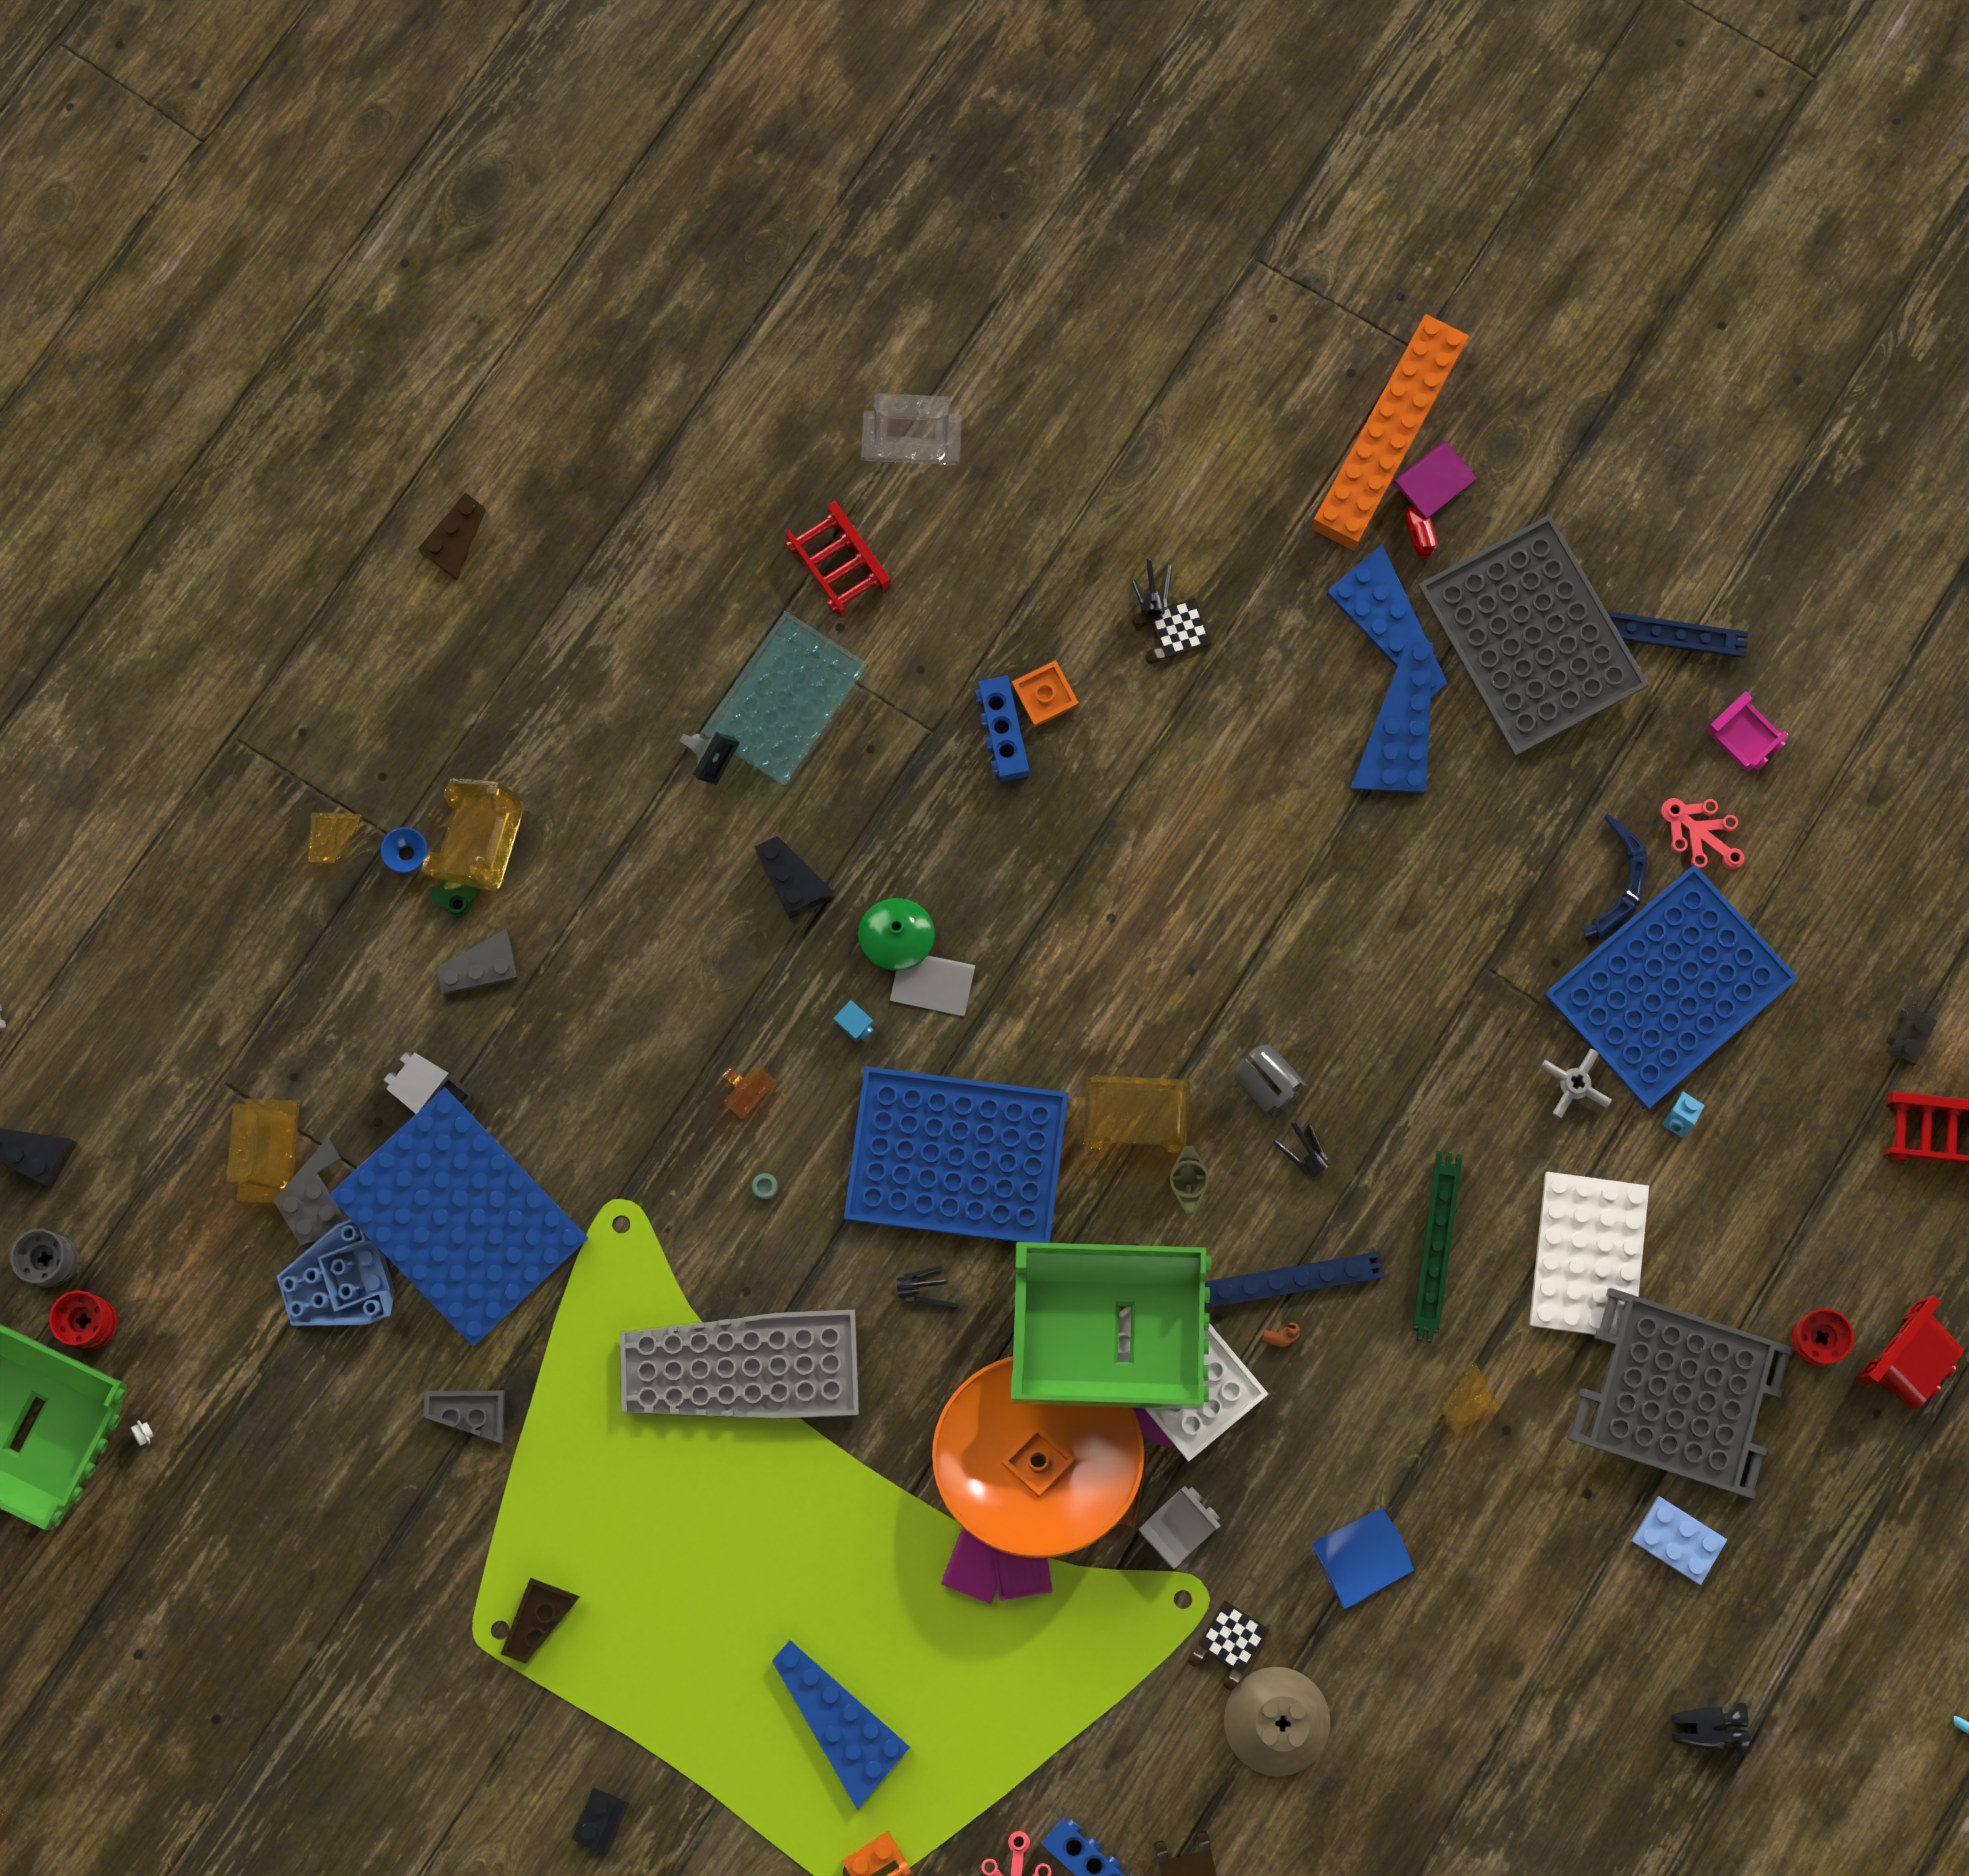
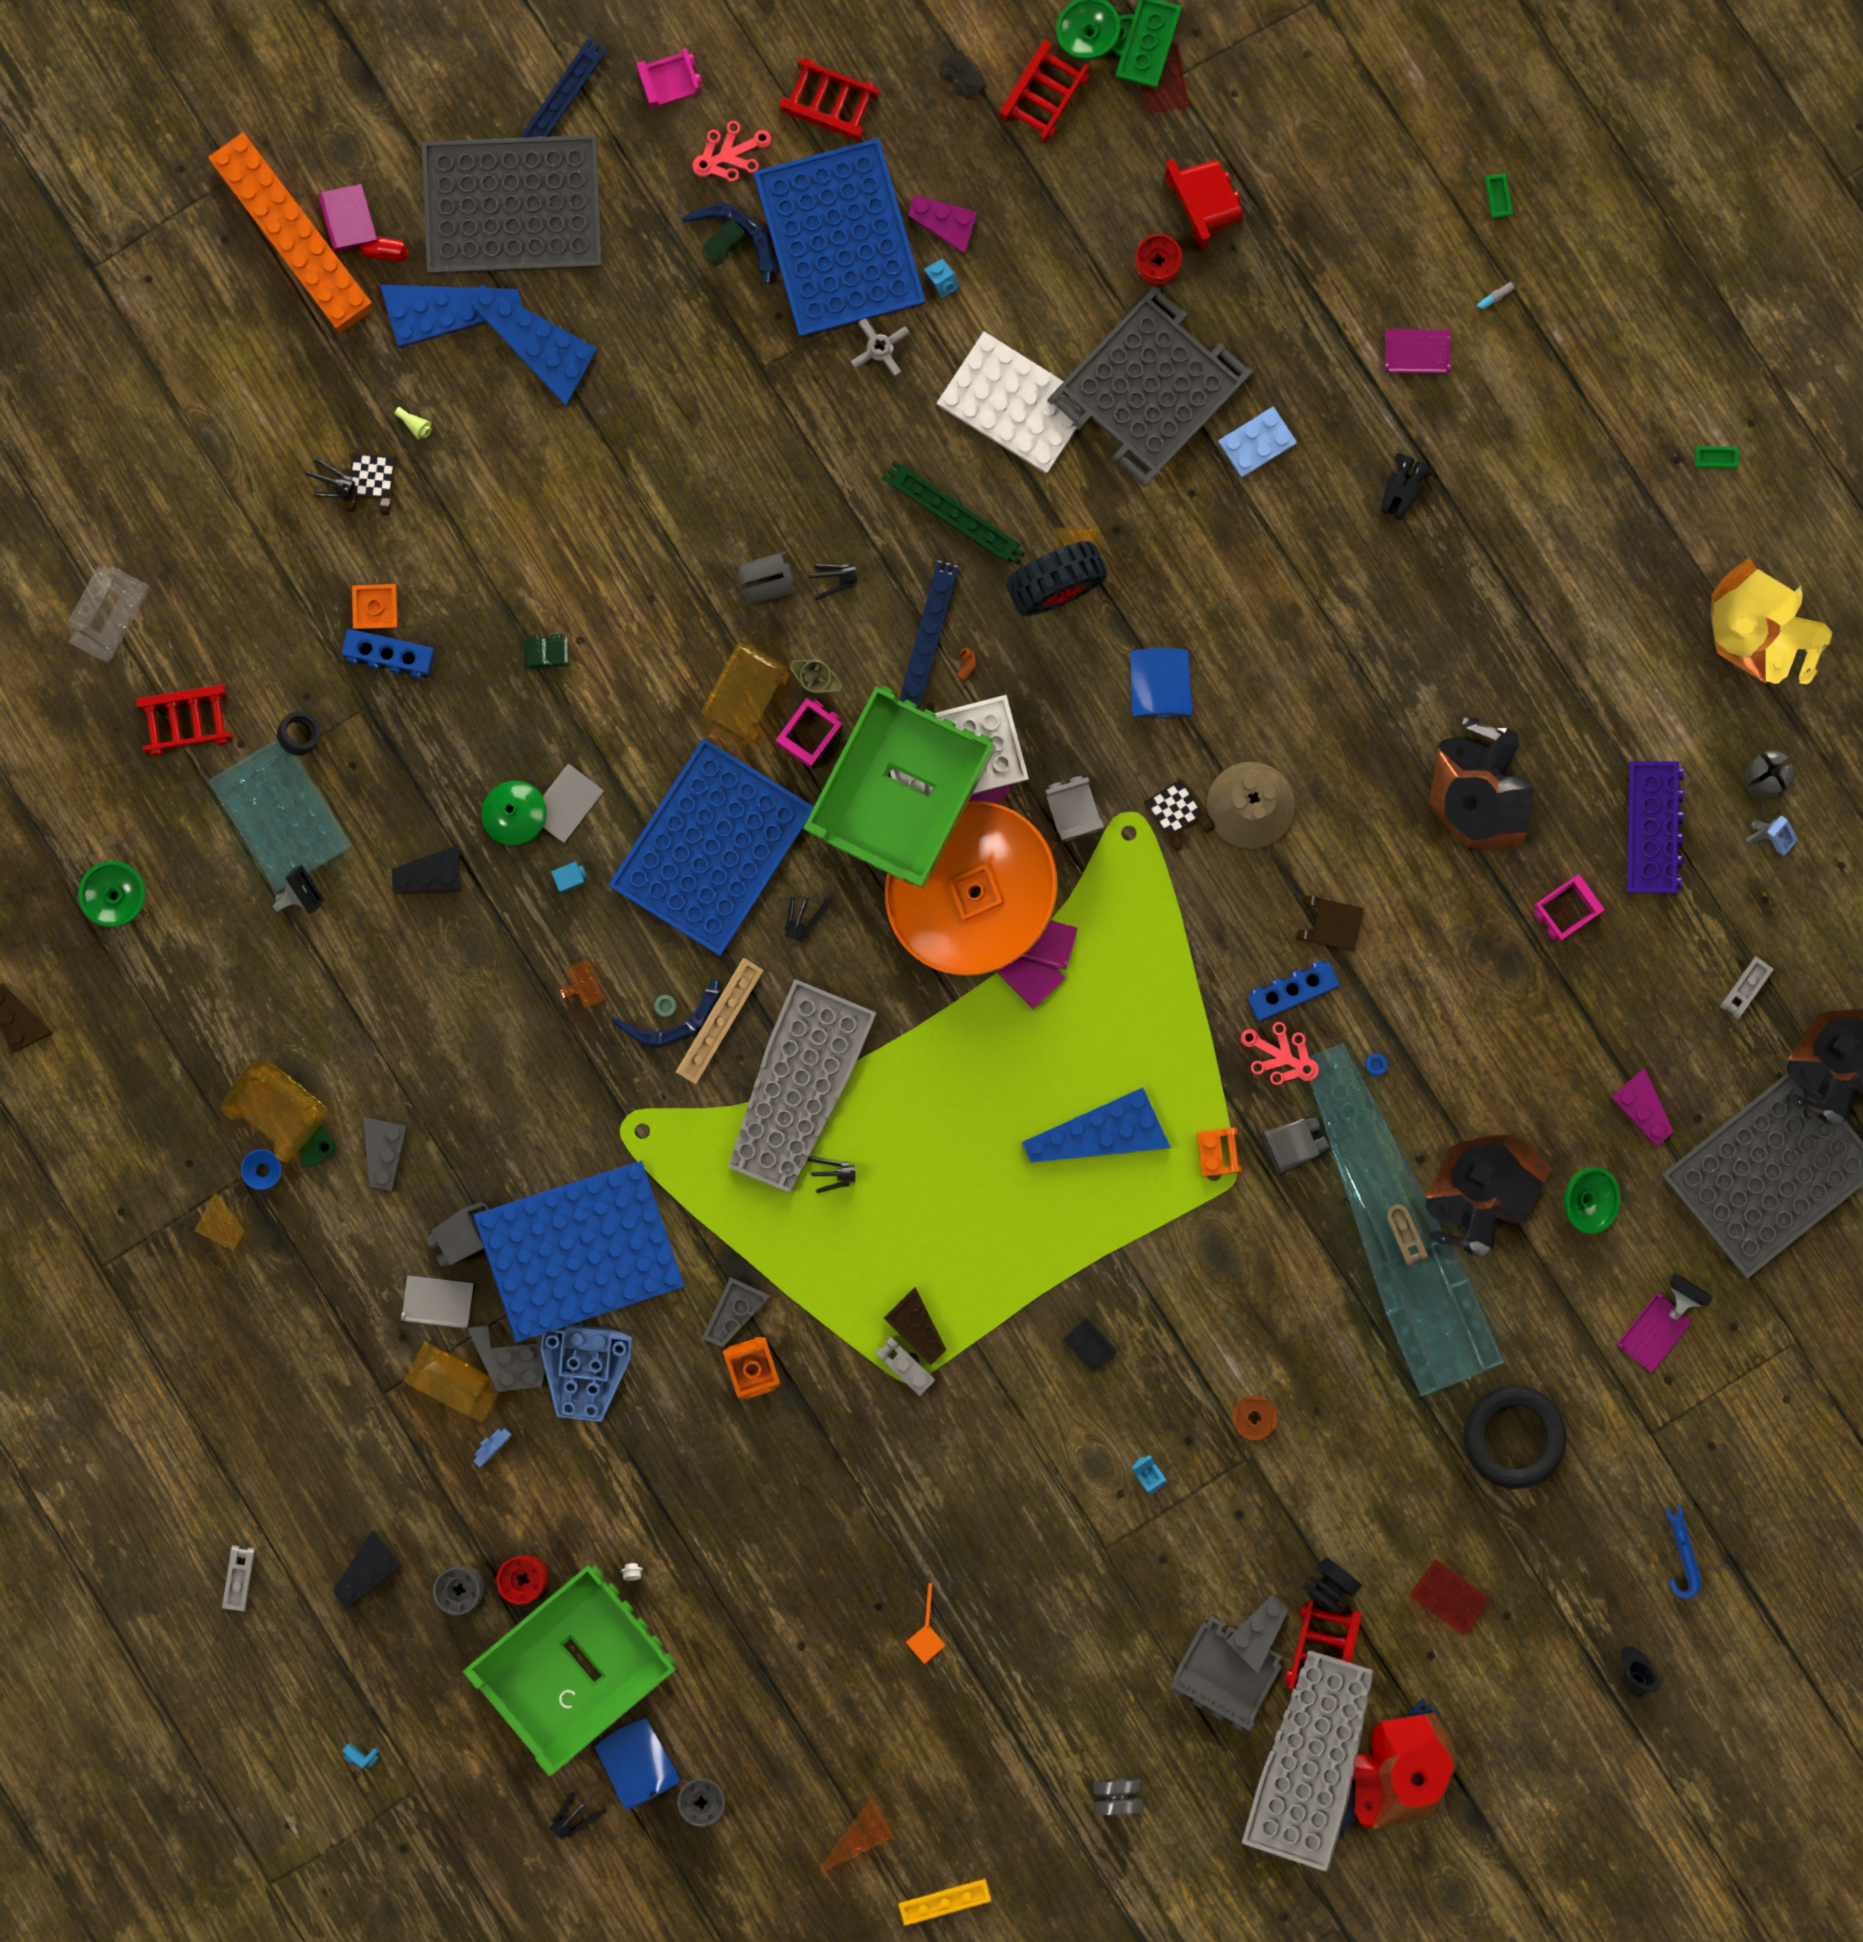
camera: 65 degrees left, 5 degrees up
(198, 1789) = (926, 1641): none -> orange piece
(208, 1219) = (490, 1447): none -> medium blue plate
(346, 1095) = (437, 1302): none -> light grey piece
(415, 1458) = (751, 1368): none -> orange slope
(488, 1626) = (905, 1367): none -> light grey plate
(619, 555) = (98, 886): none -> green dish
(668, 1462) = (845, 1173): none -> black plant
(752, 1221) = (687, 1028): none -> dark blue animal
(773, 1250) = (719, 1021): none -> tan plate
(857, 677) = (306, 720): none -> black tyre
(1081, 888) = (546, 652): none -> clear green brick
(1100, 1198) = (796, 751): none -> dark pink window
(1254, 650) = (419, 427): none -> yellowish green cone
(1419, 1389) = (1056, 578): none -> black wheel
(1596, 866) = (728, 239): none -> clear green brick
(1746, 1088) = (944, 220): none -> magenta wing
(1790, 921) = (831, 121): none -> red fence
(1869, 1672) = (1417, 351): none -> magenta piece

